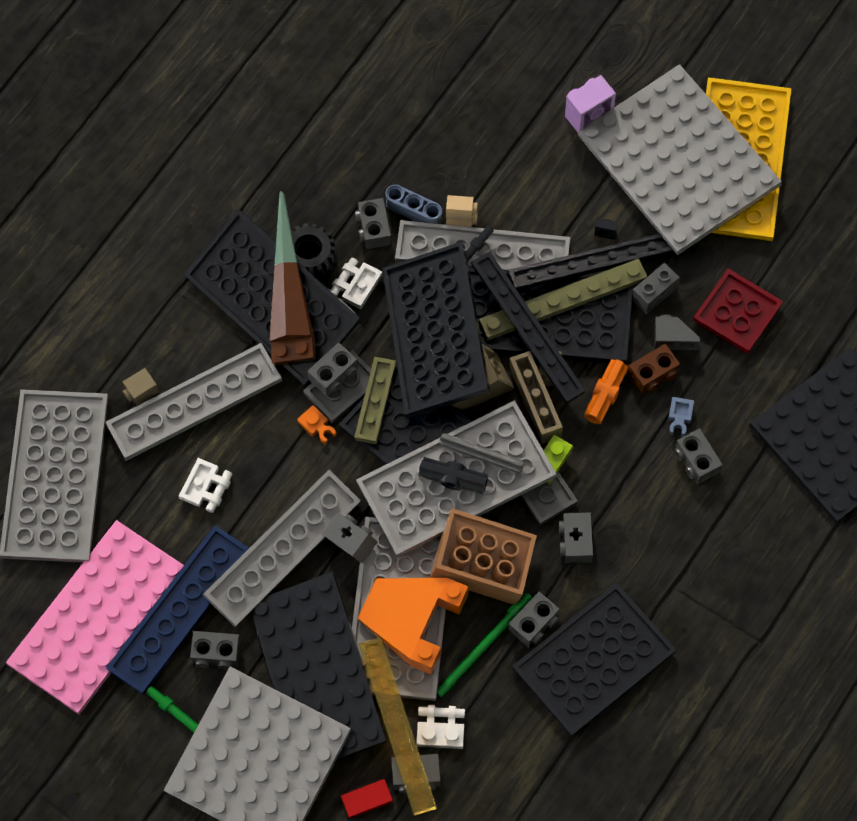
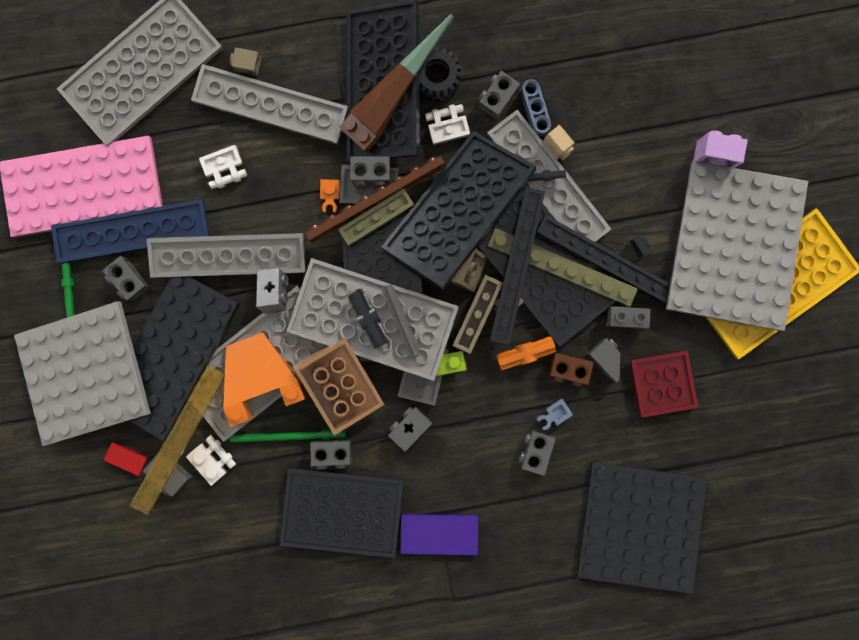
camera: 40 degrees right, 20 degrees up
(356, 396) = (351, 212): none -> reddish brown plate
(691, 599) = (439, 534): none -> dark purple tile

